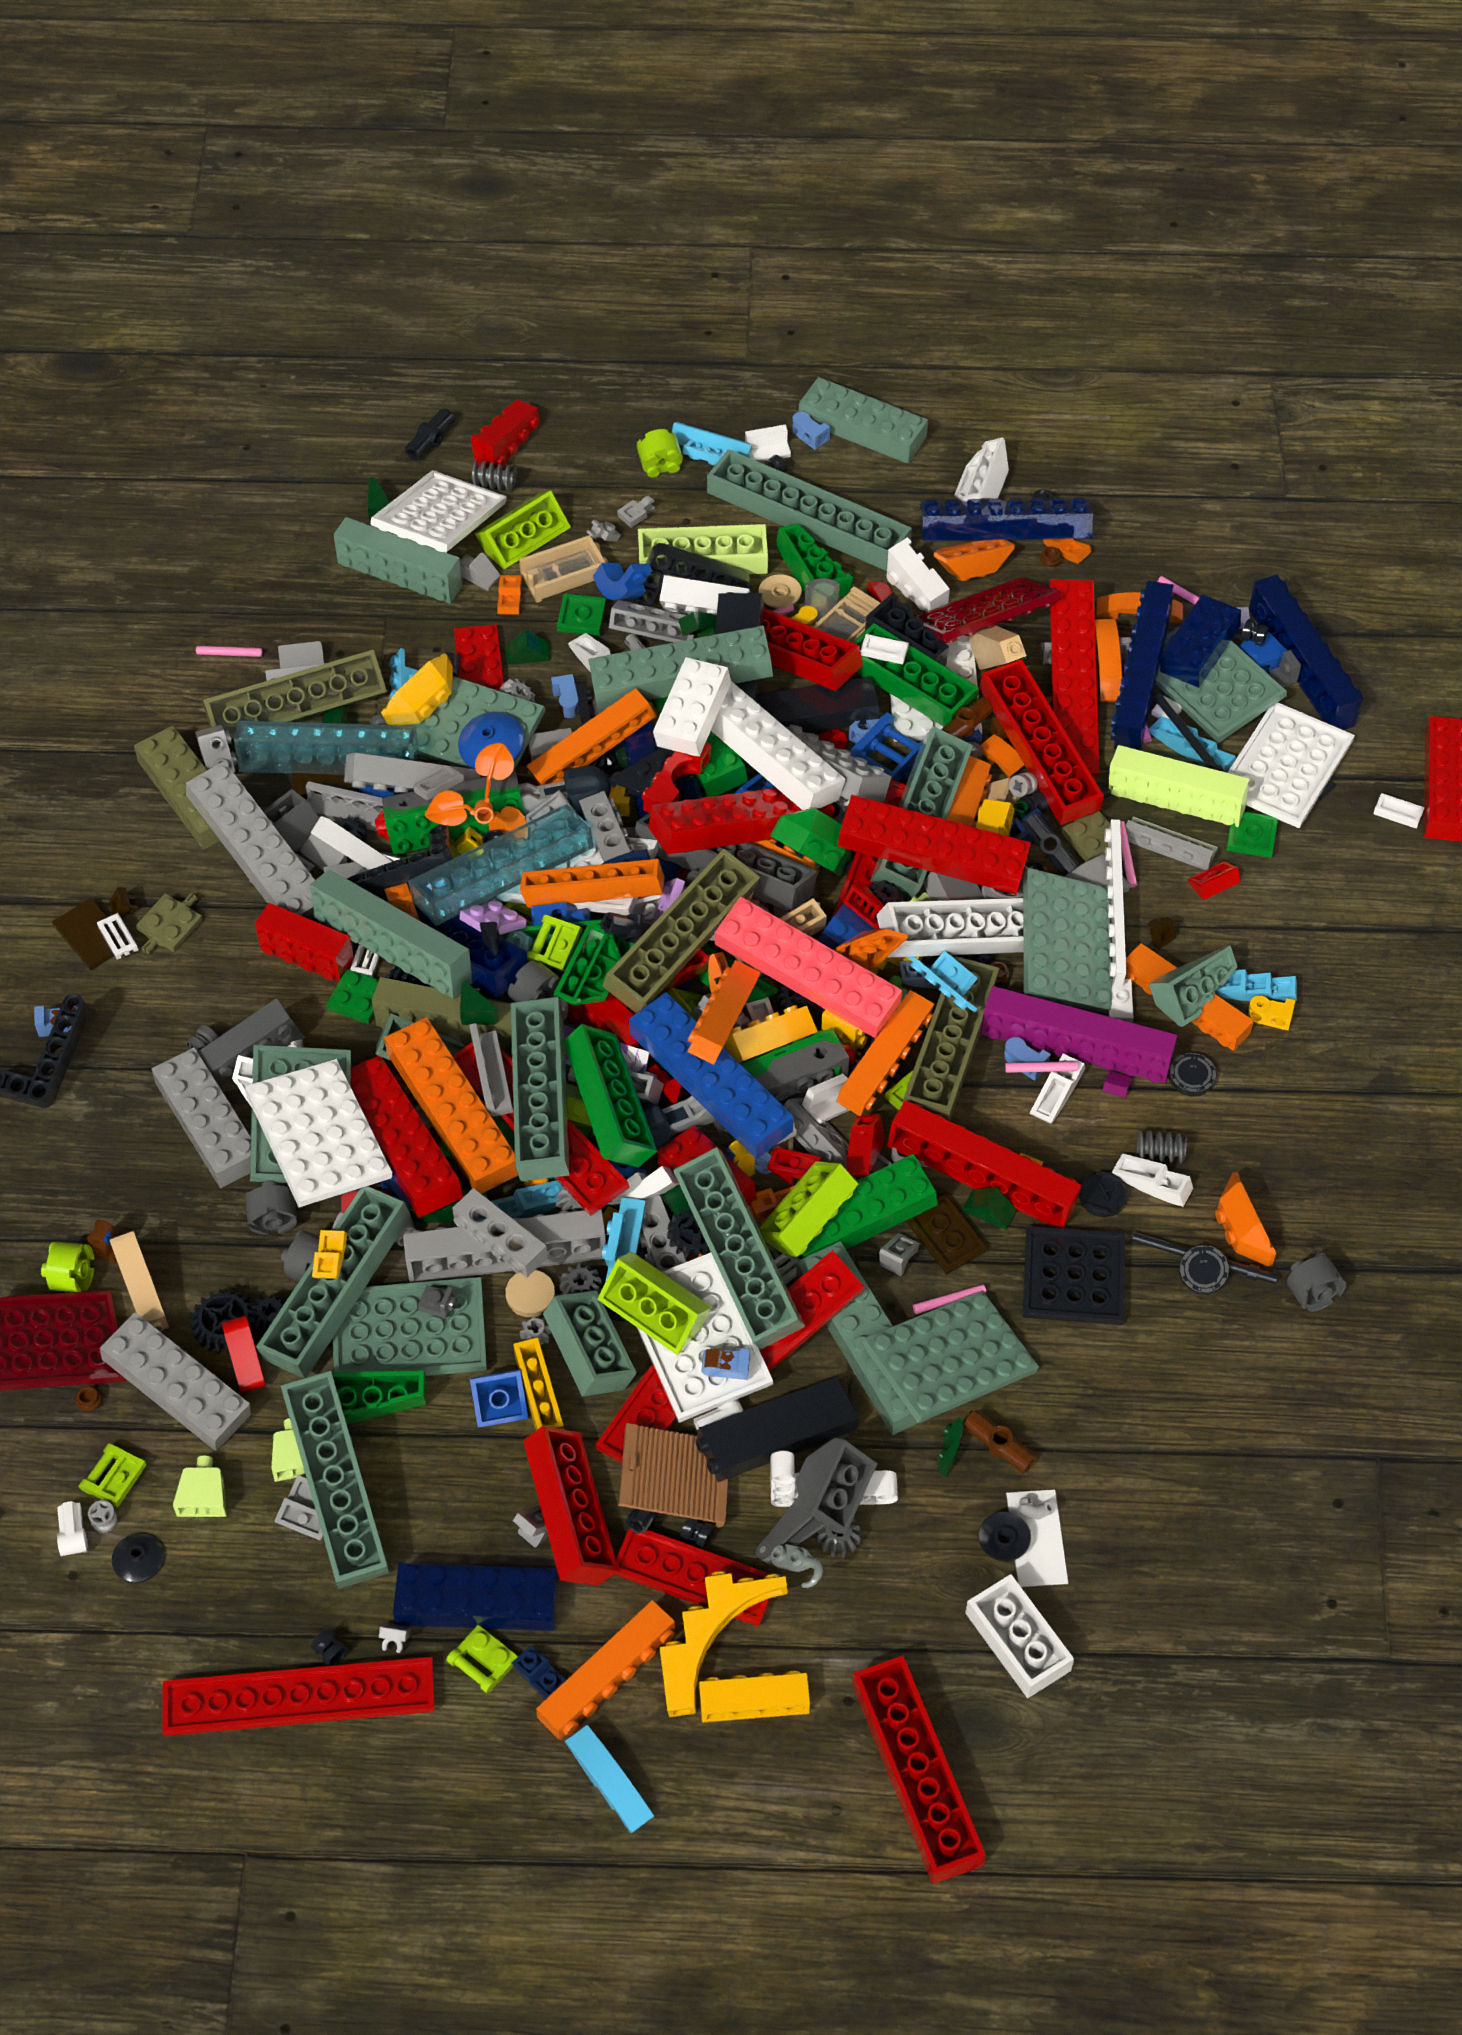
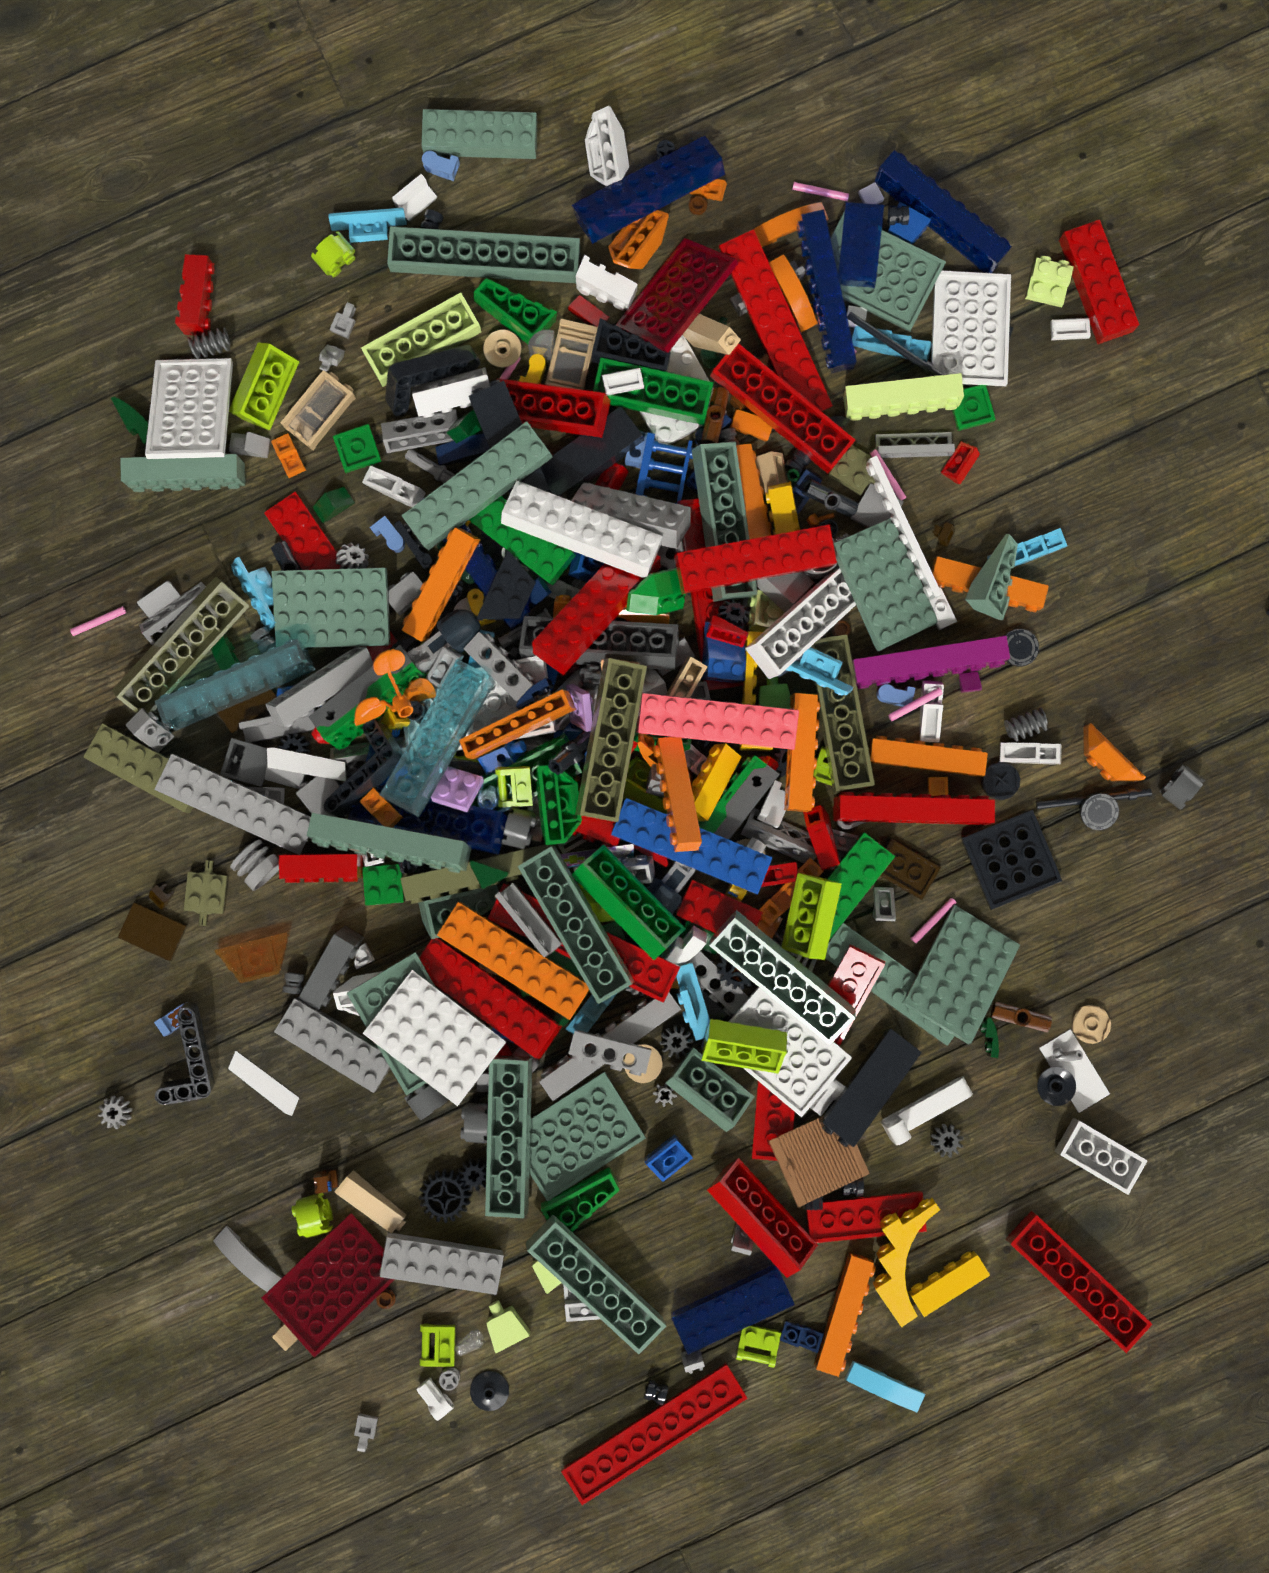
camera: 30 degrees left, 30 degrees up
(104, 1127) = (263, 1083): none -> white sticker
(124, 948) = (188, 935): white tile -> none
(151, 1489) = (471, 1342): none -> clear cone
(180, 1002) = (255, 958): none -> clear orange wing
(237, 910) = (253, 861): none -> light grey wheel
(243, 1354) = (474, 1219): beam -> none
(330, 1254) = (499, 1127): yellow slope -> none
(421, 693) = (285, 602): yellow wedge -> none
(430, 434) = (131, 323): black piece -> none
(437, 1301) = (586, 1109): dark grey bracket -> none
(438, 782) = (346, 685): light grey tile -> none
(491, 936) = (471, 814): black slope -> none
(502, 729) = (373, 615): blue dish -> none
(537, 1384) = (693, 1141): yellow brick -> none
(619, 585) = (373, 410): blue arch -> none
(674, 767) = (531, 571): red arch -> none
(692, 707) = (515, 535): white brick -> none
(726, 1363) = (816, 1065): medium blue leg -> none
(828, 1496) = (935, 1138): dark grey slope -> none
(871, 947) = (755, 681): orange wedge -> none
(990, 1206) = (926, 833): dark green slope -> none
(1028, 787) = (785, 452): light grey wheel -> none
(1029, 1130) = (928, 757): none -> orange brick
(1082, 1493) = (1091, 1024): none -> tan tile
(1271, 1012) = (1054, 567): yellow leg -> none
(1288, 670) = (932, 236): dark grey bracket -> none
(1395, 759) = (1049, 281): none -> yellowish green plate

